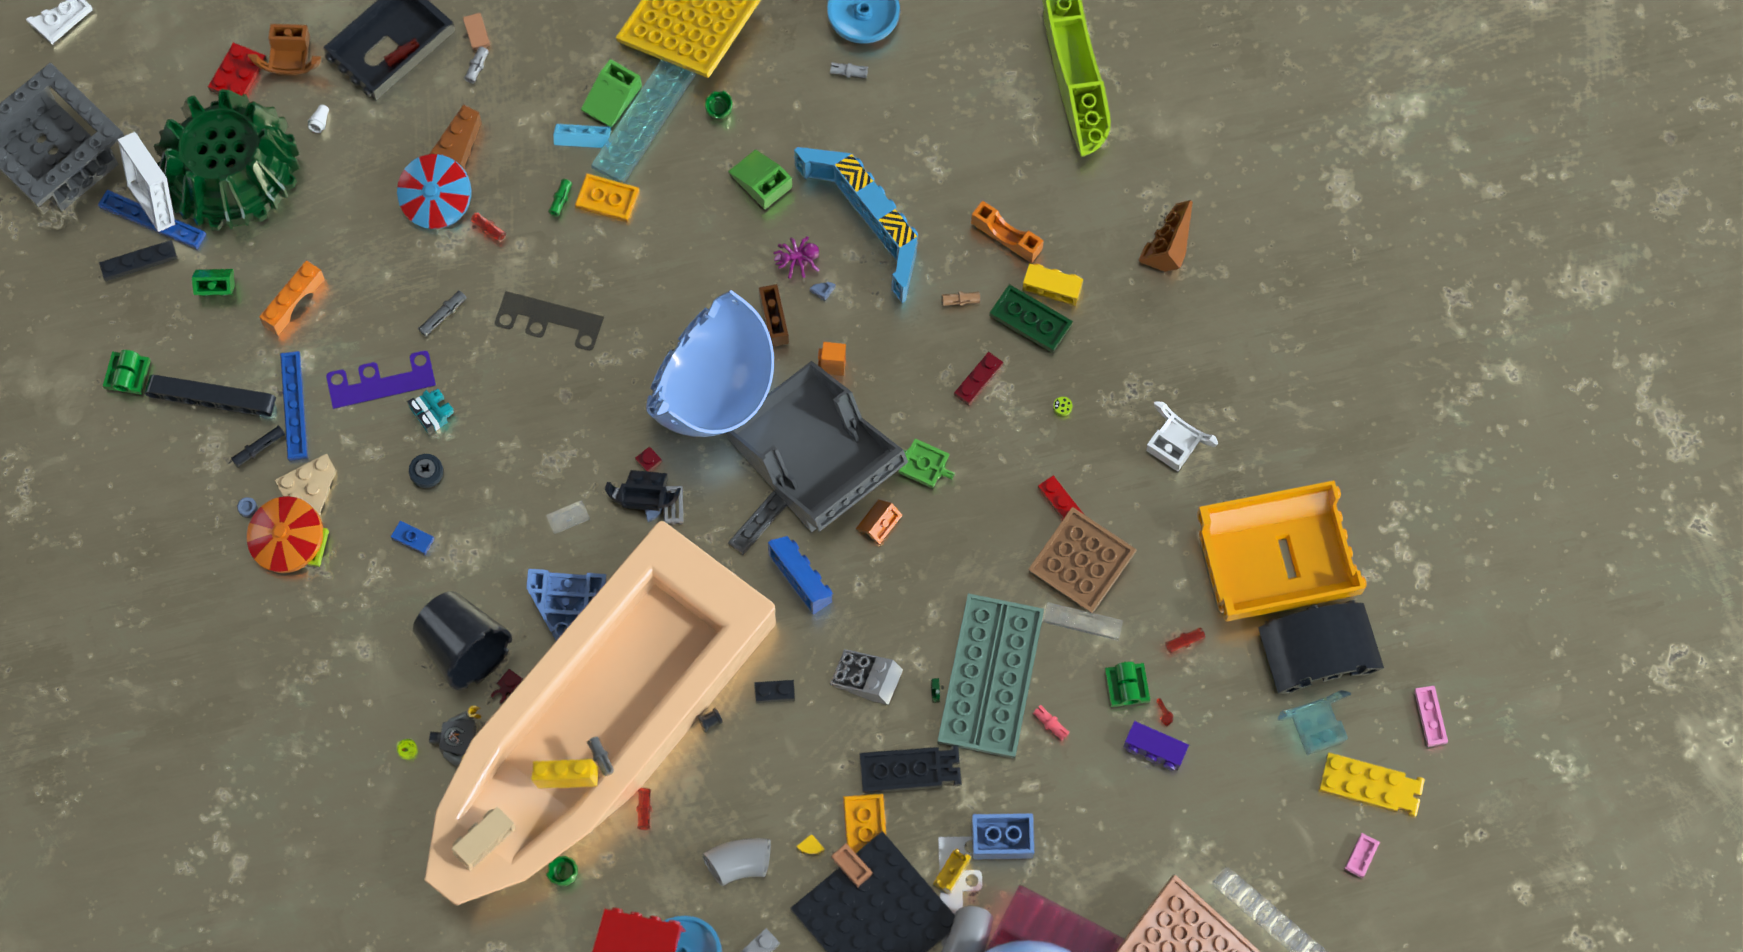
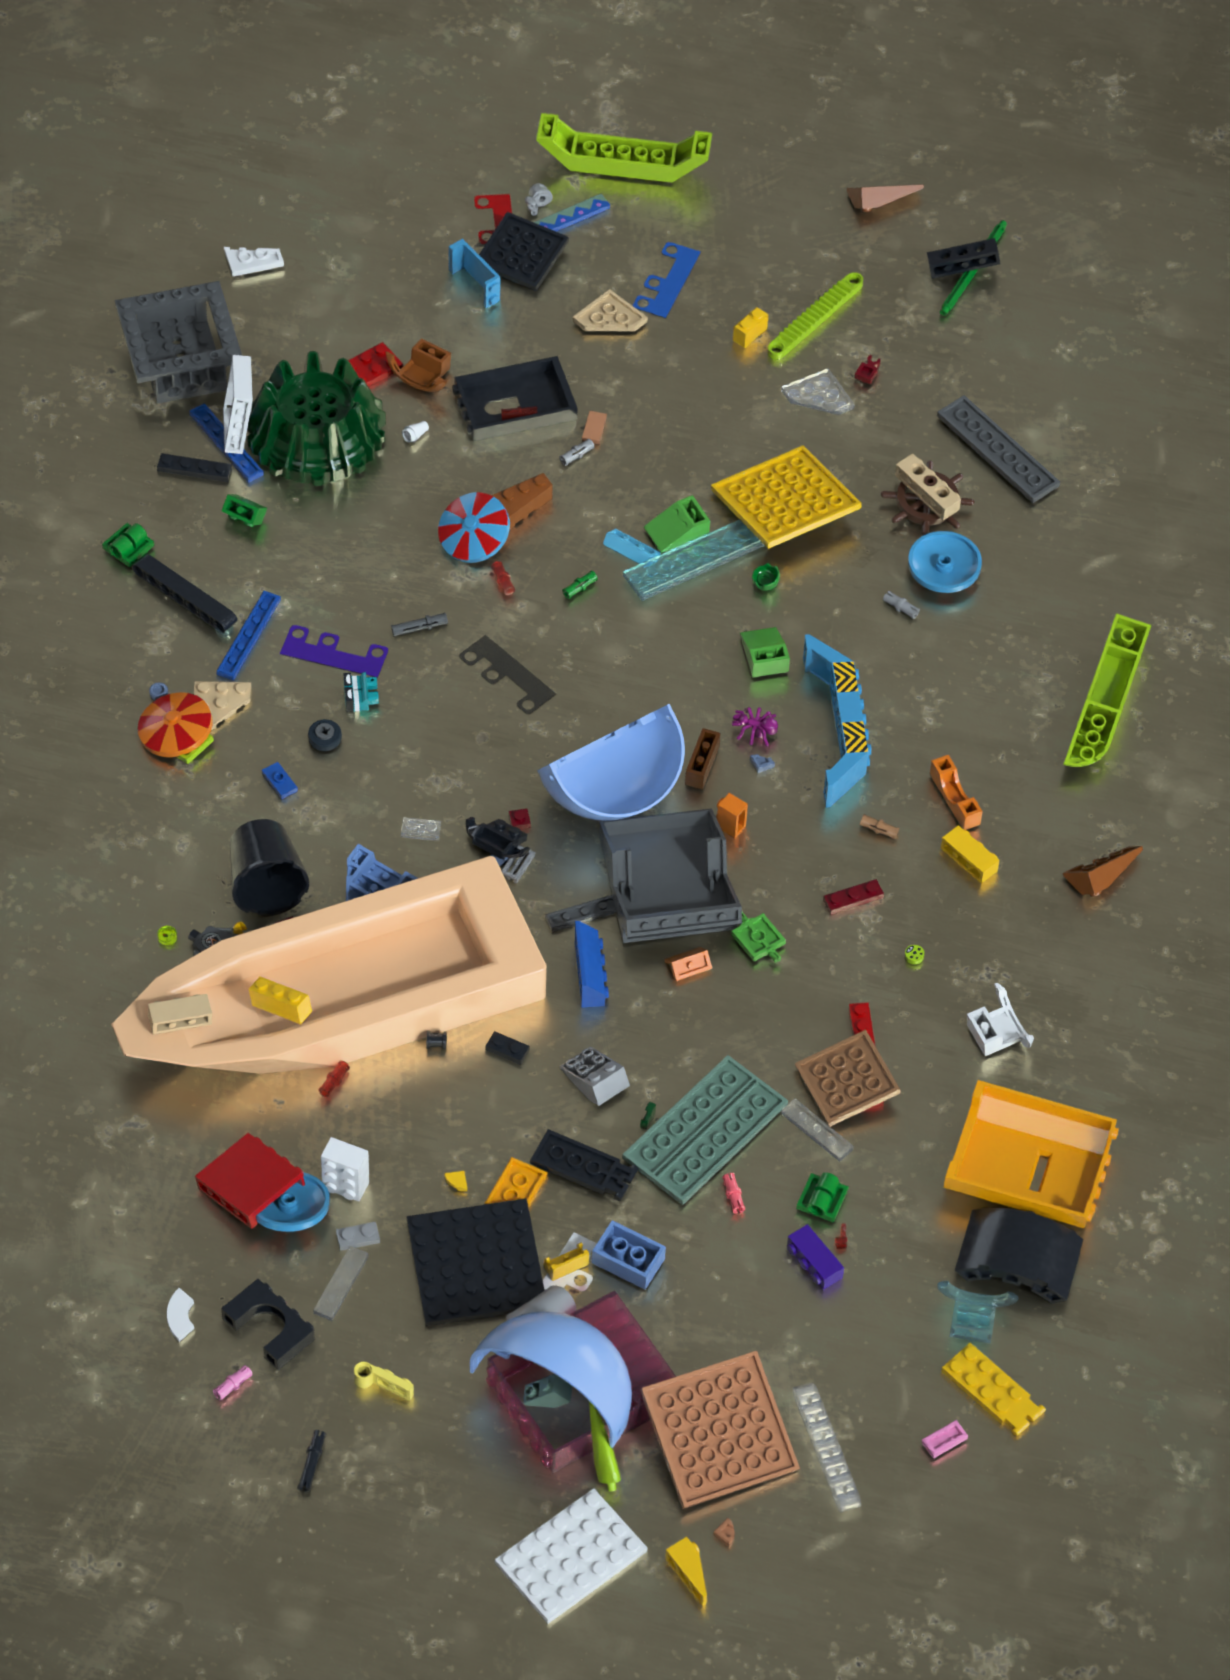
camera: 30 degrees right, 15 degrees down
(251, 450) = (197, 650): black pin -> none
(279, 311) = (281, 558): orange arch -> none
(562, 871) = (232, 1089): green hair -> none
(600, 756) = (319, 1002): dark grey axle -> none
(607, 197) = (620, 604): light orange tile -> none
(715, 899) = (345, 1169): none -> white brick
(738, 859) = (391, 1154): light grey brick -> none
(851, 865) = (480, 1208): nougat tile -> none
(1031, 318) = (932, 871): dark green plate -> none
(1185, 640) = (899, 1189): clear red pin -> none
(1431, 716) = (1085, 1362): bright pink plate -> none

